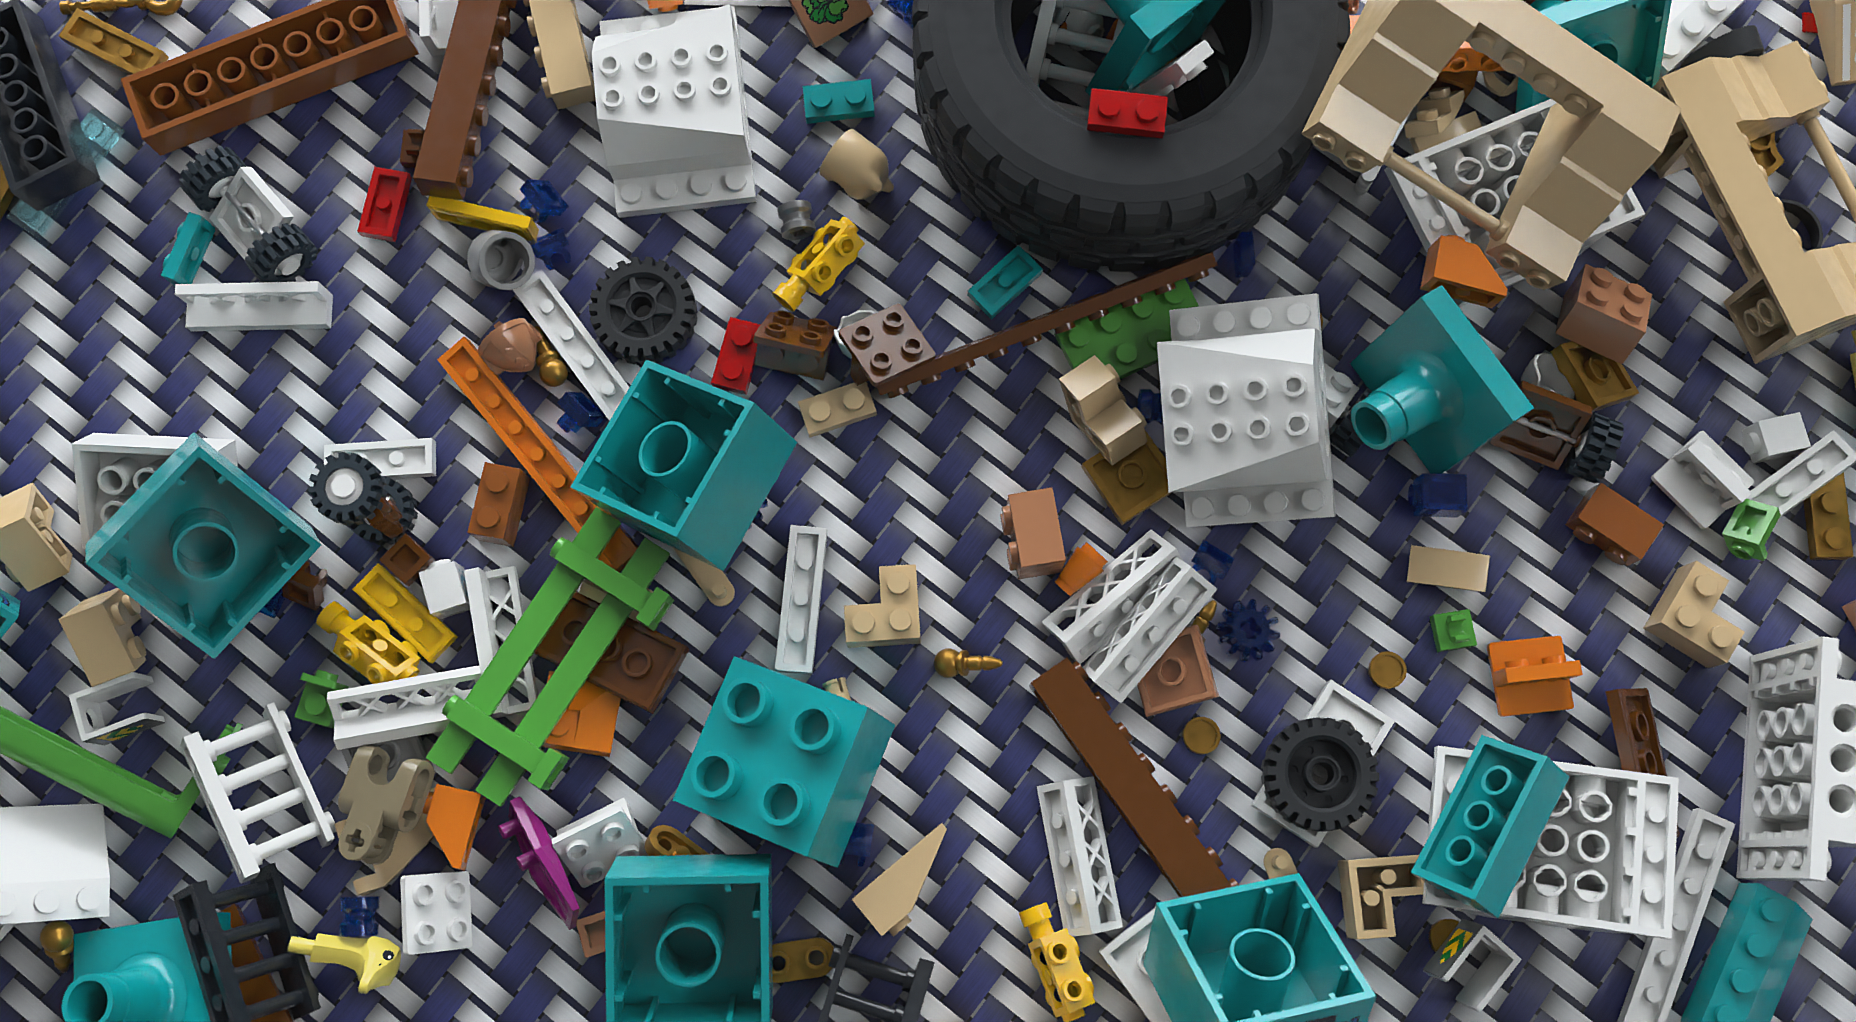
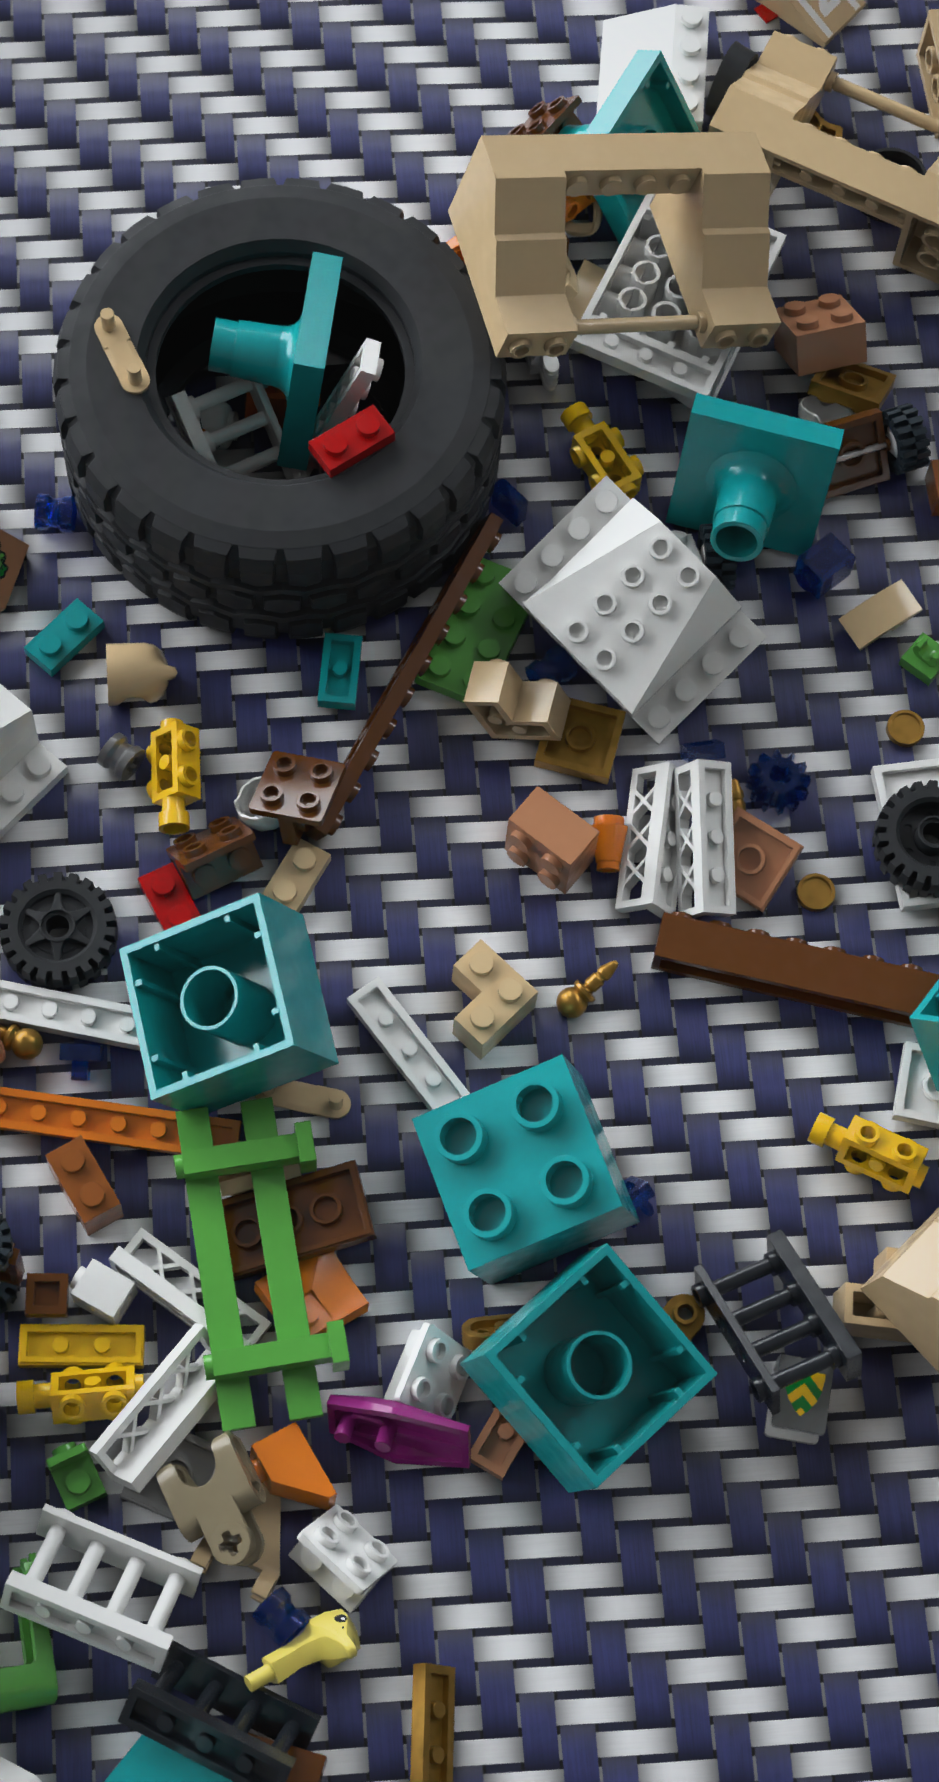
camera: 50 degrees left, 10 degrees down
(897, 889) = (703, 1195): tan slope -> none
(1073, 856) = (809, 1061): white fence -> none
(1350, 284) = (606, 443): none -> yellow brick
(1462, 272) = (701, 372): orange slope -> none

